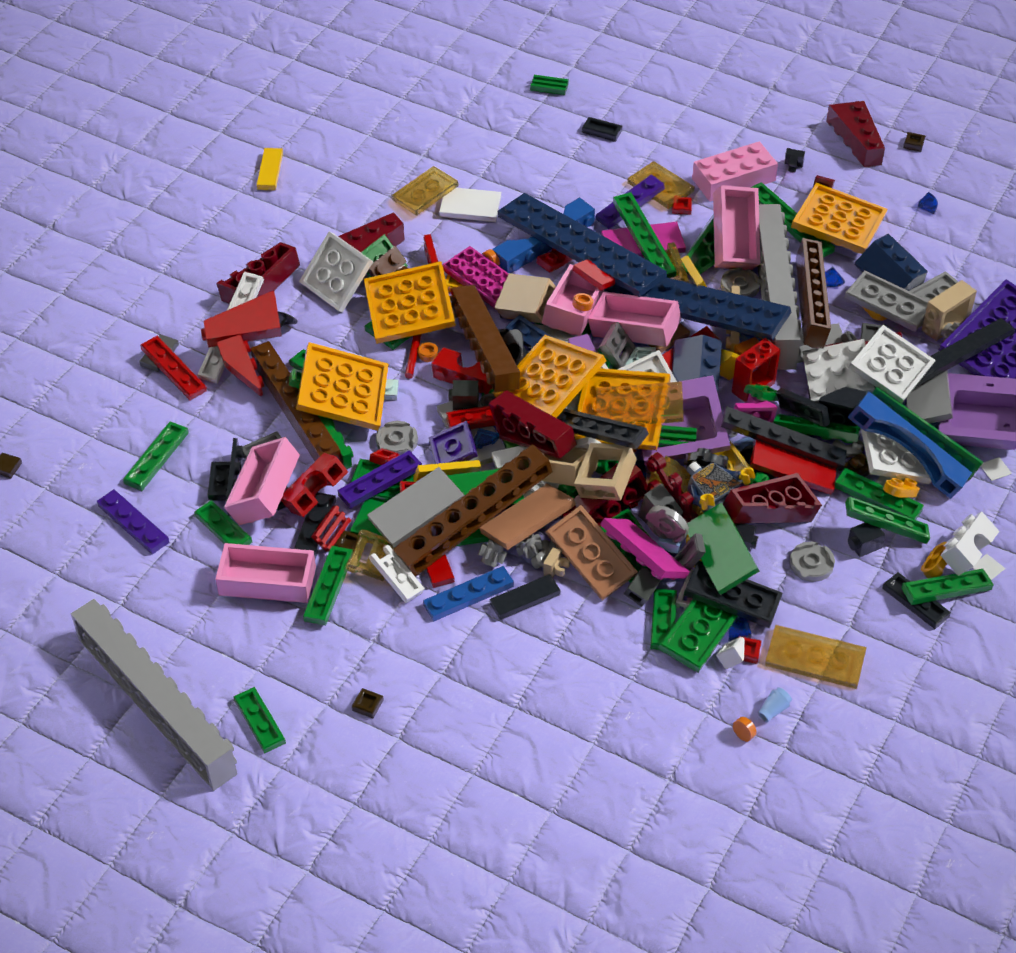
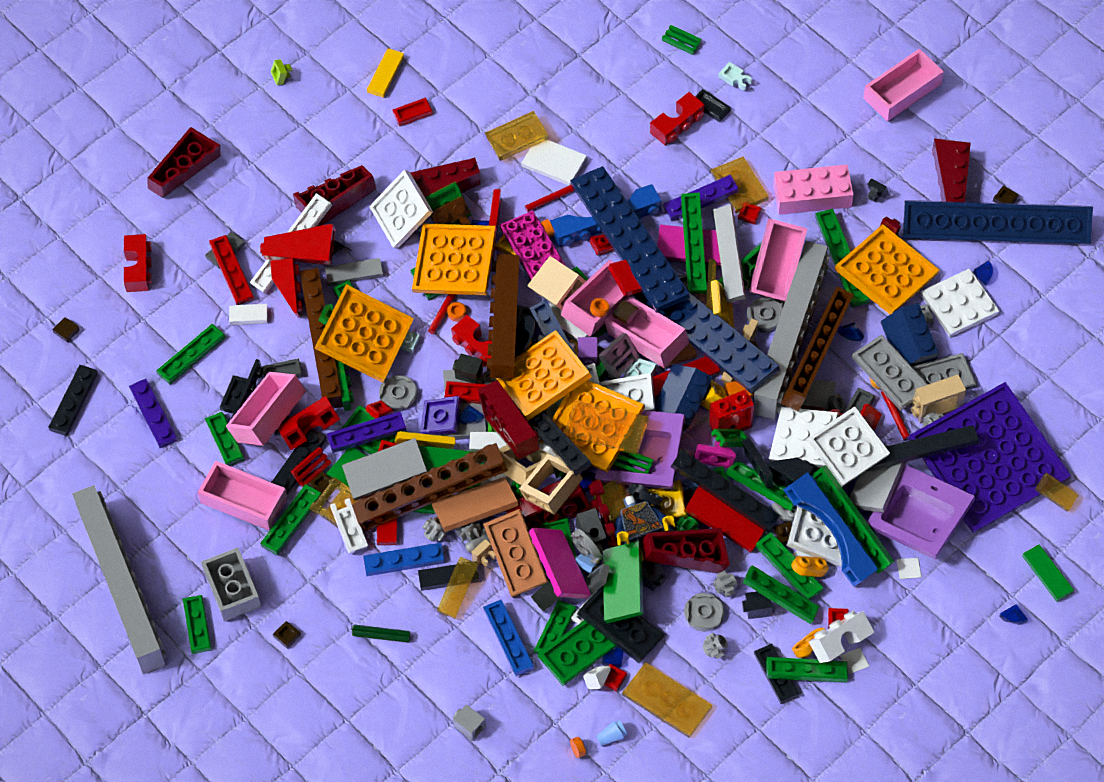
camera: 20 degrees right, 10 degrees up
(36, 531) = (73, 400): none -> black plate
(70, 394) = (137, 276): none -> red arch
(87, 283) = (183, 161): none -> dark red wedge
(161, 188) = (280, 71): none -> lime tile
(206, 404) = (248, 314): none -> white tile
(286, 665) = (231, 584): none -> light grey brick
(292, 345) = (354, 271): none -> light grey tile
(310, 195) = (412, 112): none -> red tile
(474, 673) = (381, 633): none -> dark green axle
(481, 234) = (546, 199): none -> red bar
(541, 604) = (457, 587): none -> clear yellow tile
(583, 137) = (667, 128): none -> red arch
(607, 304) = (625, 312): none -> dark brown tile
(612, 100) = (732, 74): none -> light aqua plate
(612, 736) = (468, 722): none -> light grey brick
(618, 639) = (508, 637): none -> blue plate
(684, 236) = (729, 253): none -> tile
(776, 73) = (903, 85): none -> bright pink piece
(823, 527) = (725, 583): none -> light grey gear
(842, 588) = (715, 645): none -> light grey gear
(909, 337) = (897, 418): none -> red bar
(920, 157) = (997, 221): none -> dark blue plate
(920, 232) = (959, 303): none -> white plate
(947, 529) = (836, 614): none -> red tile

